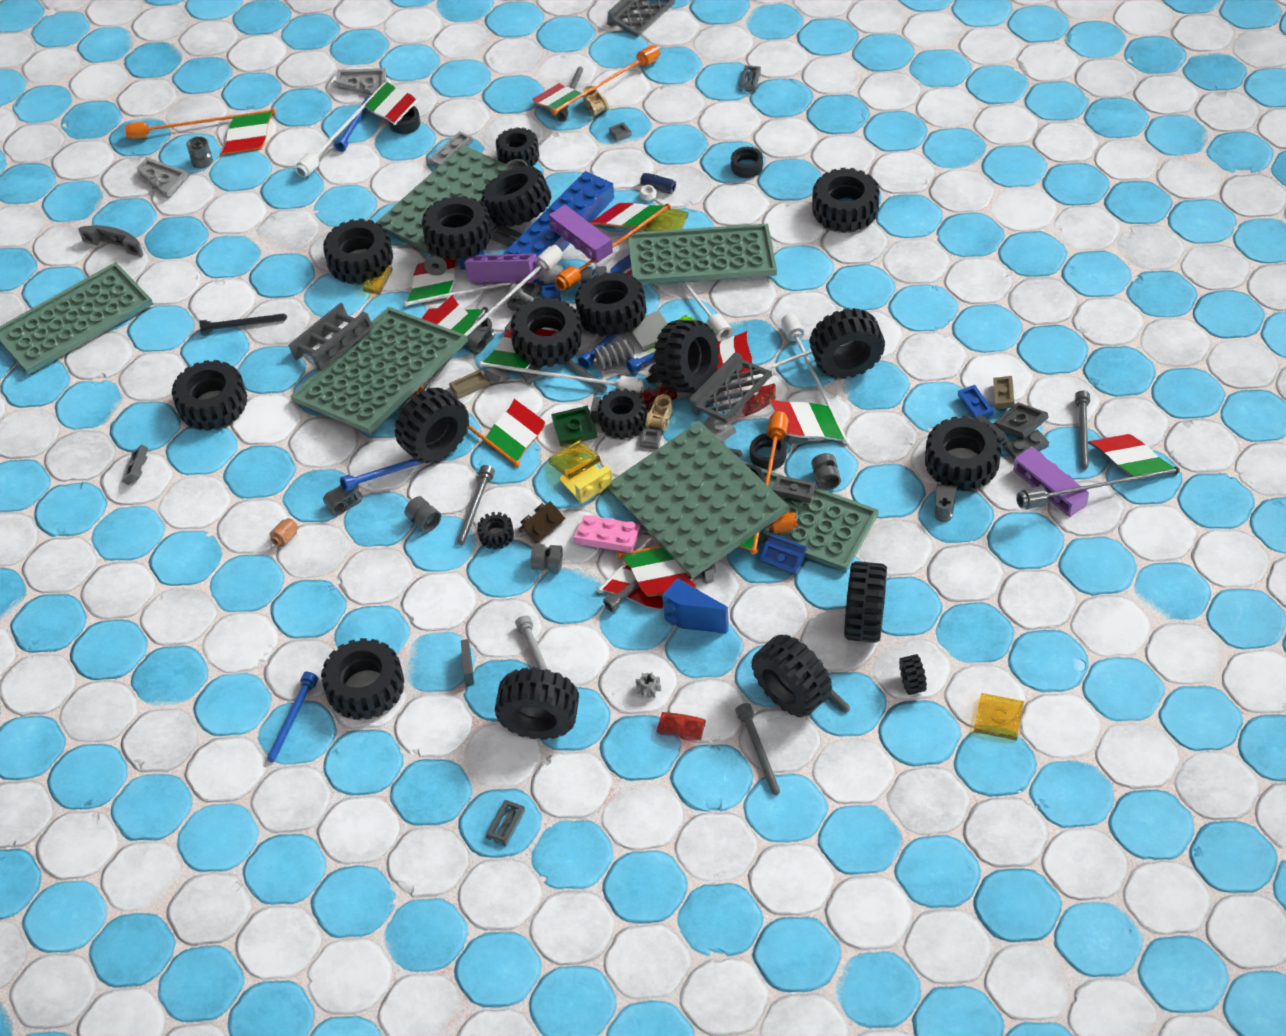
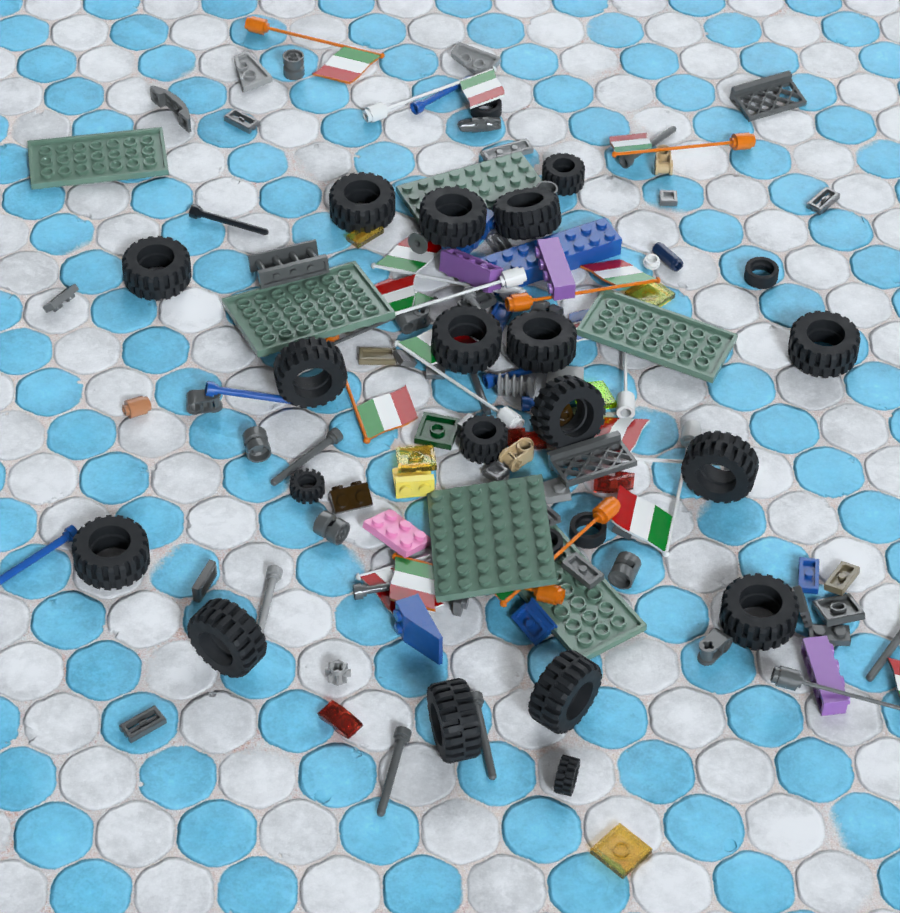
camera: 25 degrees right, 5 degrees down
(185, 224) = (232, 118): none -> flat silver tile
(409, 136) = (480, 124): none -> dark grey hinge

